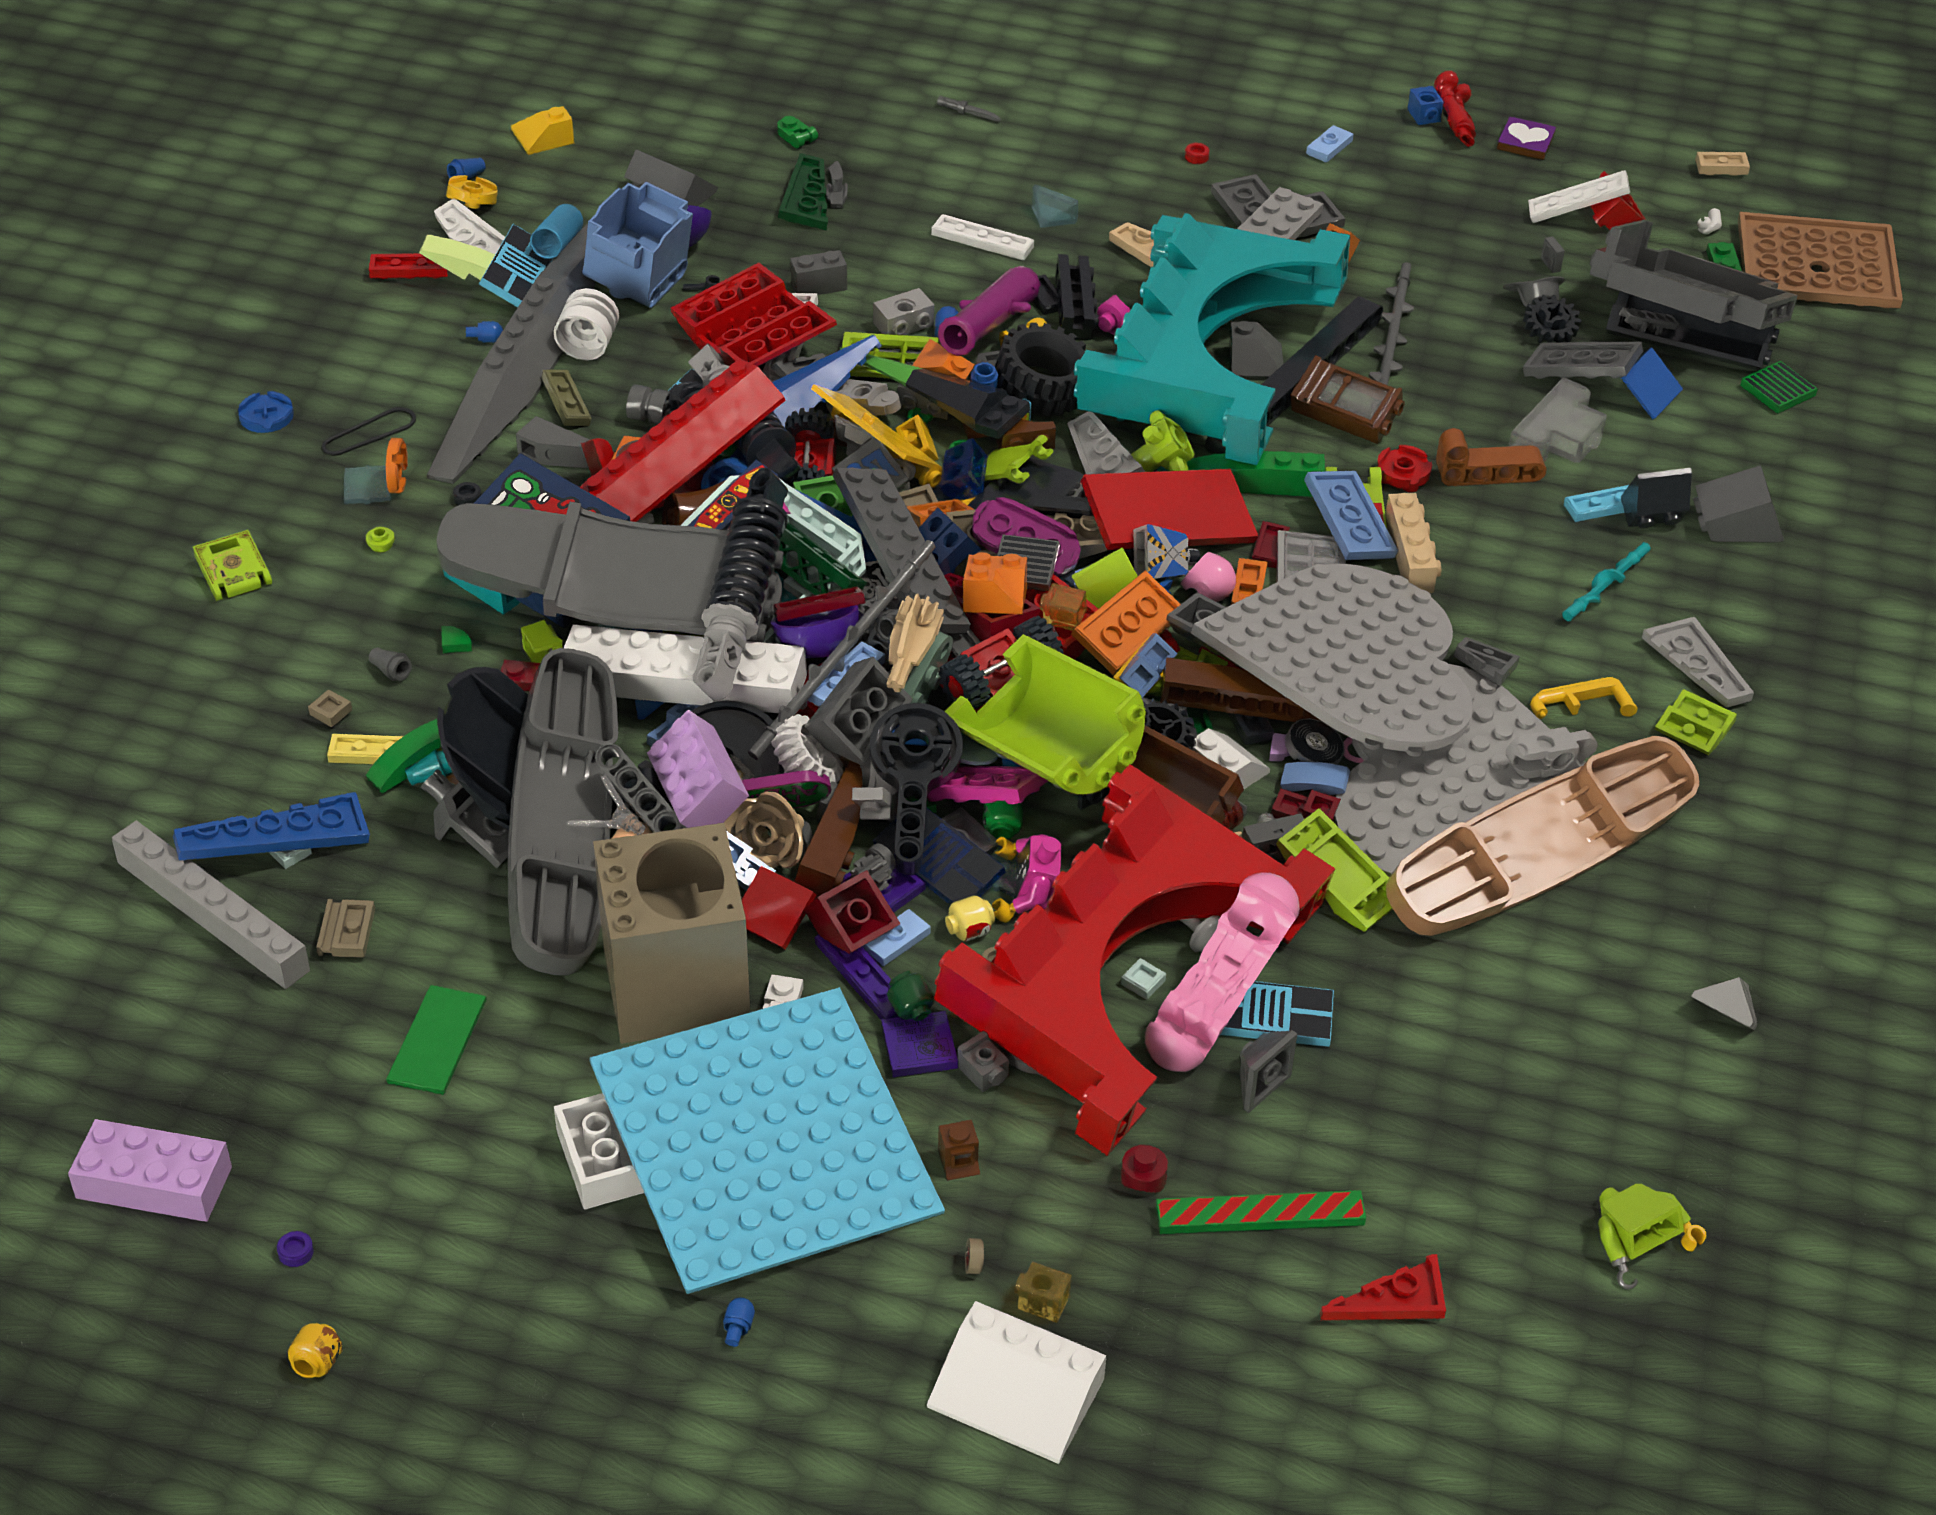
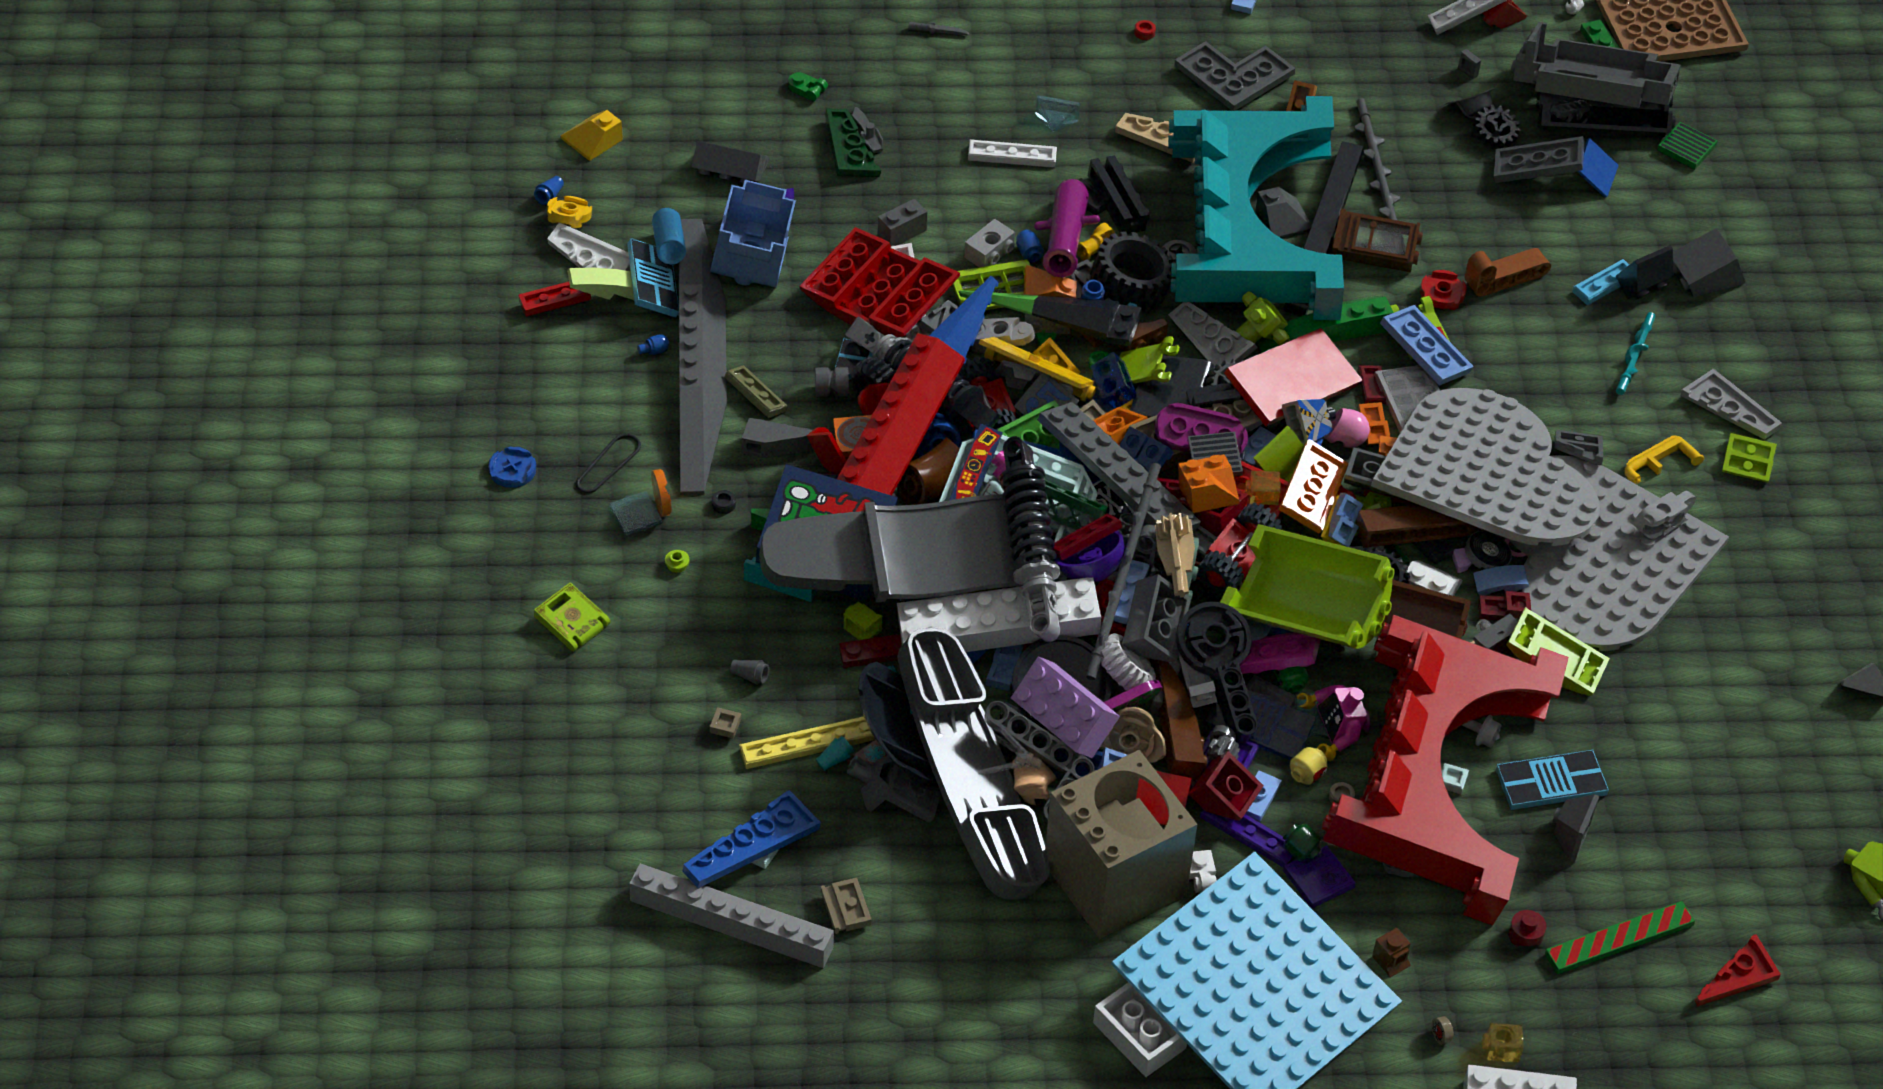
camera: 20 degrees left, 5 degrees up
(412, 747) = (818, 738): green slope -> none
(436, 1039) = (962, 975): green piece -> none
(455, 640) = (788, 635): green tile -> none
(586, 324) = (743, 320): white wheel -> none
(709, 282) = (815, 256): black hand -> none
(983, 1062) = (1375, 879): dark grey brick -> none
(1112, 314) = (1159, 205): dark pink piece -> none
(1227, 968) = (1522, 756): bright pink piece -> none
(1283, 215) = (1246, 83): light grey plate -> none
(1411, 536) = (1489, 365): tan brick -> none
(1542, 836) = (1687, 584): piece -> none
(1562, 423) = (1545, 220): clear brick -> none

